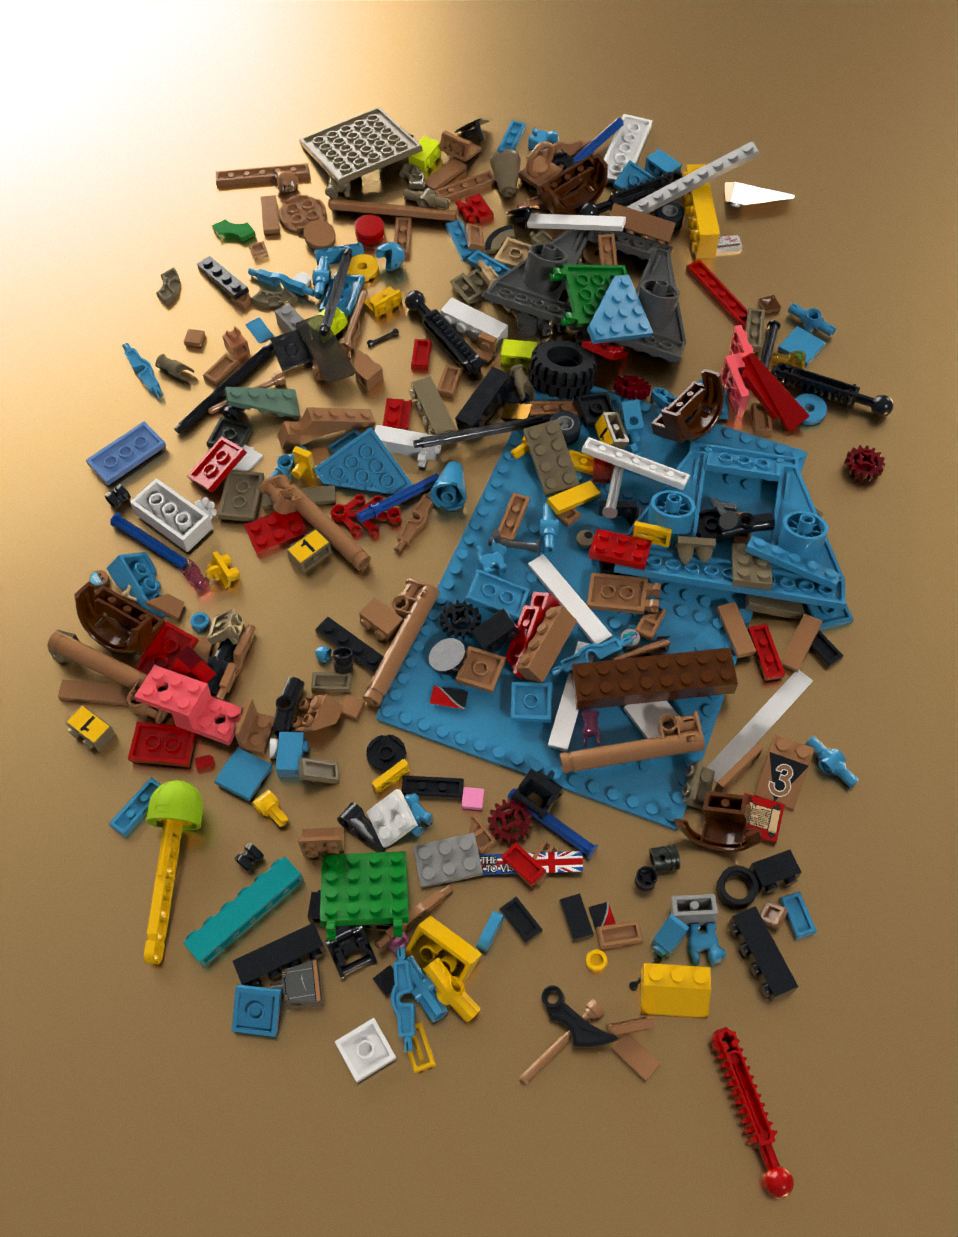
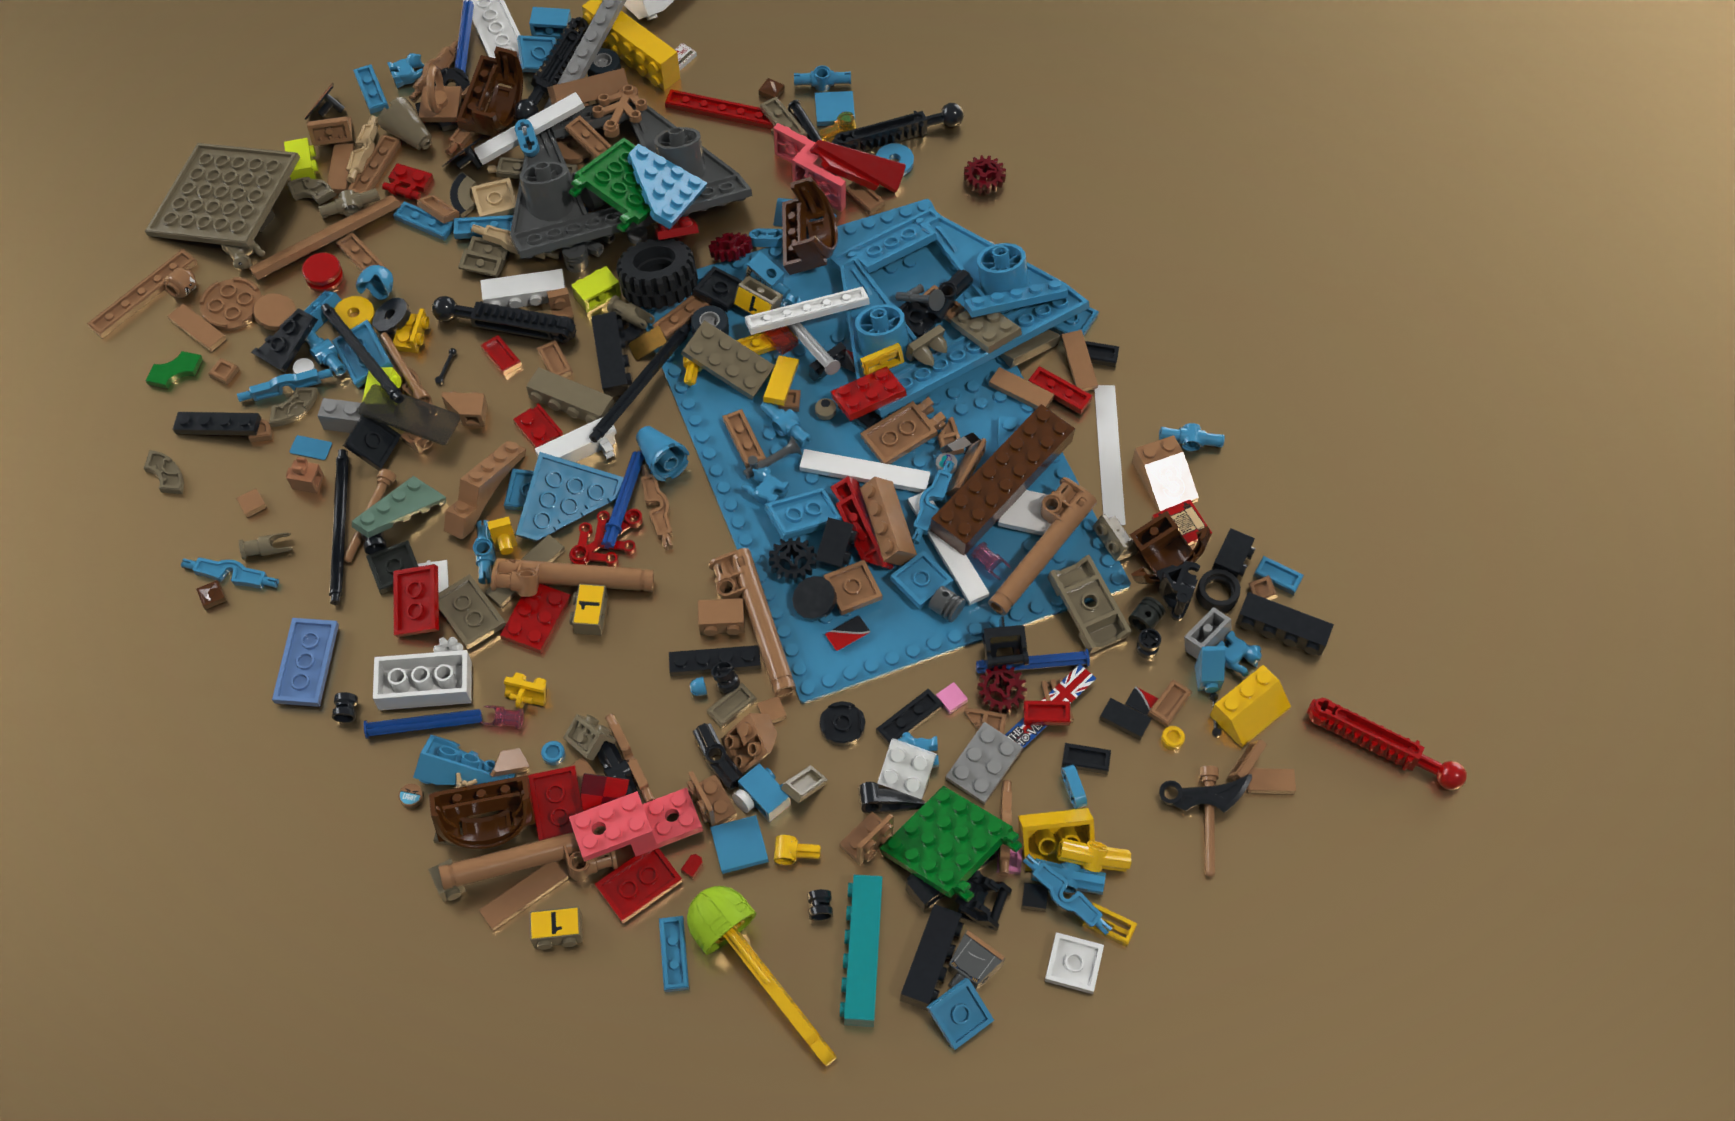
camera: 45 degrees left, 0 degrees up
(120, 374) = (211, 594): none -> reddish brown tile
(221, 369) = (314, 513): medium nougat tile -> none
(305, 256) = (286, 342): none -> black wing
(380, 283) = (391, 315): none -> black tile
(390, 777) = (868, 737): yellow tile -> none
(460, 174) = (366, 147): none -> tan piece
(529, 734) = (947, 603): none -> dark grey piece
(564, 226) = (522, 139): none -> dark azure beam
(624, 836) = (1098, 624): none -> dark tan piece
(650, 631) = (960, 443): none -> sticker
(663, 242) = (626, 94): none -> medium nougat plant
(707, 859) = (1177, 587): none -> black piece
(738, 768) = (1131, 499): medium nougat tile -> none

